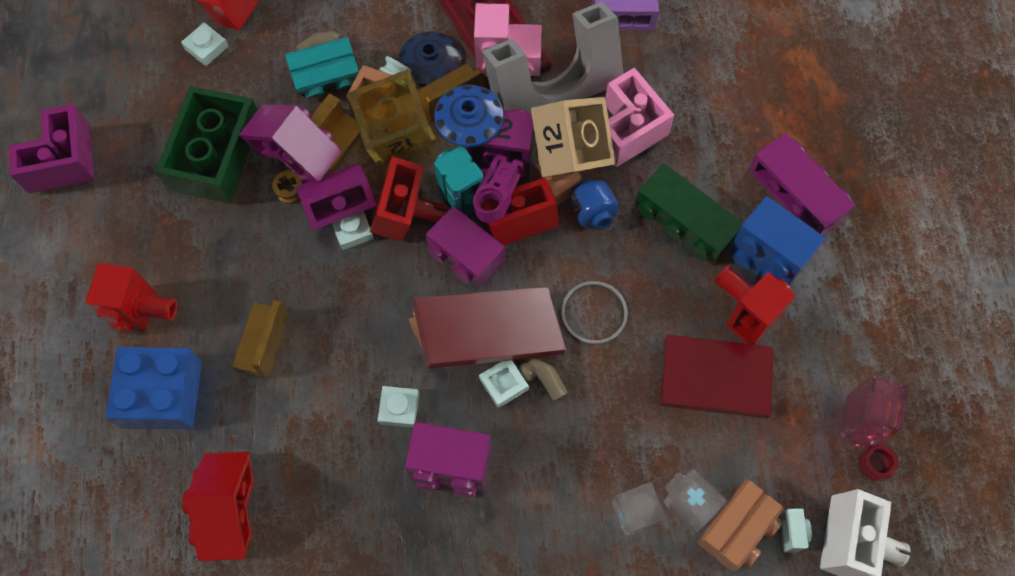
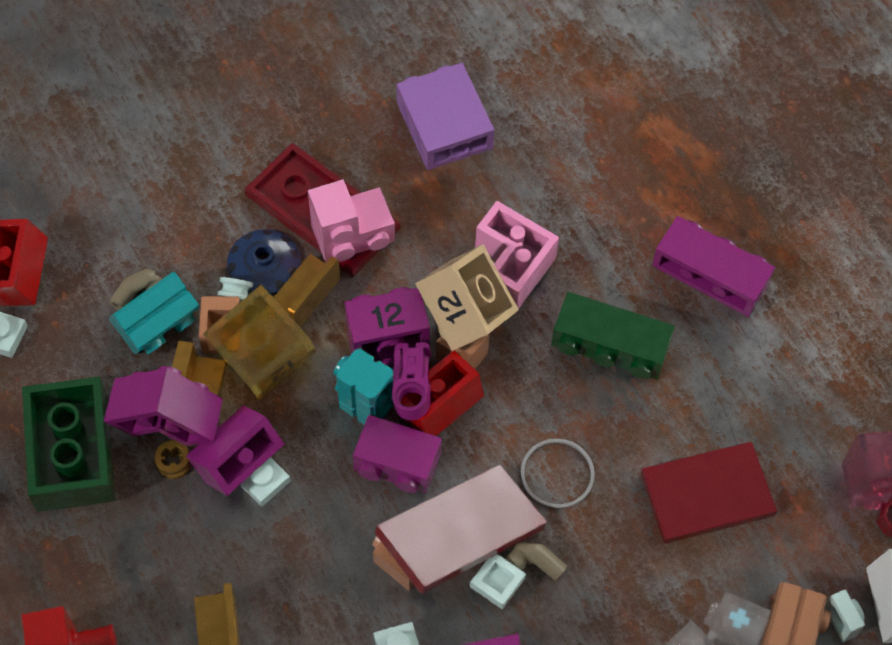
camera: 25 degrees left, 5 degrees down
(401, 201) = (308, 430): red brick -> none
(472, 127) = (351, 328): blue dish -> none
(593, 66) = (449, 218): light grey arch -> none
(593, 204) = (511, 360): blue head -> none
(757, 306) = (720, 404): red brick -> none
(774, 242) = (714, 338): blue brick -> none

